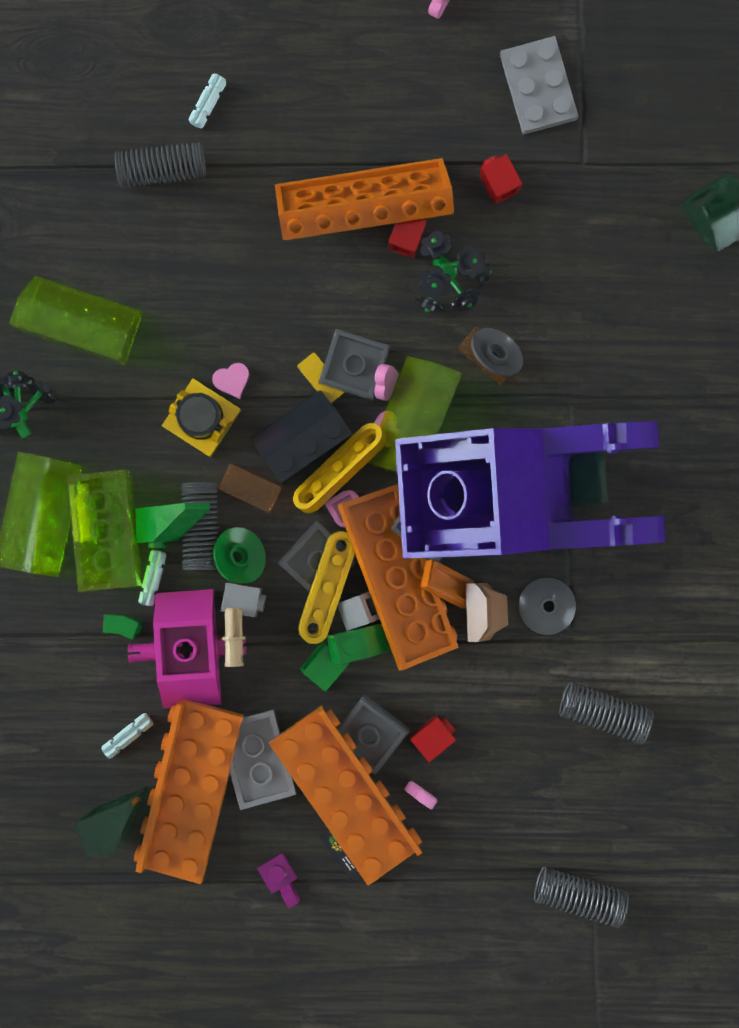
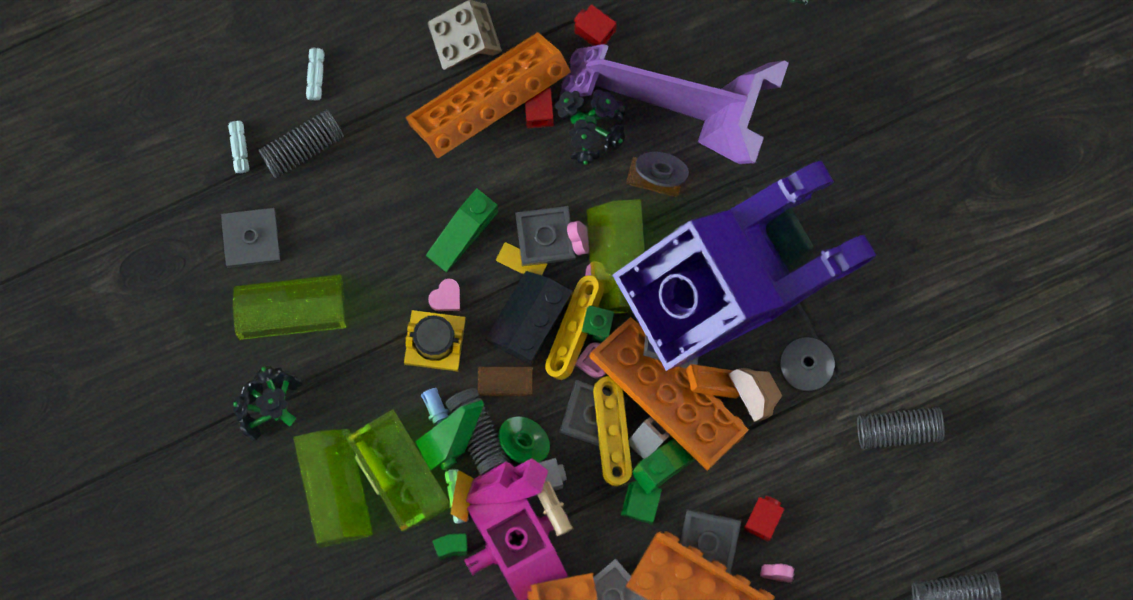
camera: 25 degrees left, 10 degrees down
(72, 235) = (250, 237): none -> dark grey plate
(101, 139) = (238, 147): none -> light aqua axle
(156, 581) = (459, 502): none -> yellow sticker
(171, 482) = (434, 406): none -> light blue pin
(202, 593) = (507, 483): none -> dark pink slope
(277, 322) = (463, 230): none -> green slope
(362, 475) = (597, 323): none -> green bracket
(370, 126) = (464, 33): none -> dark tan bracket
(586, 323) = (723, 110): none -> medium lavender piece

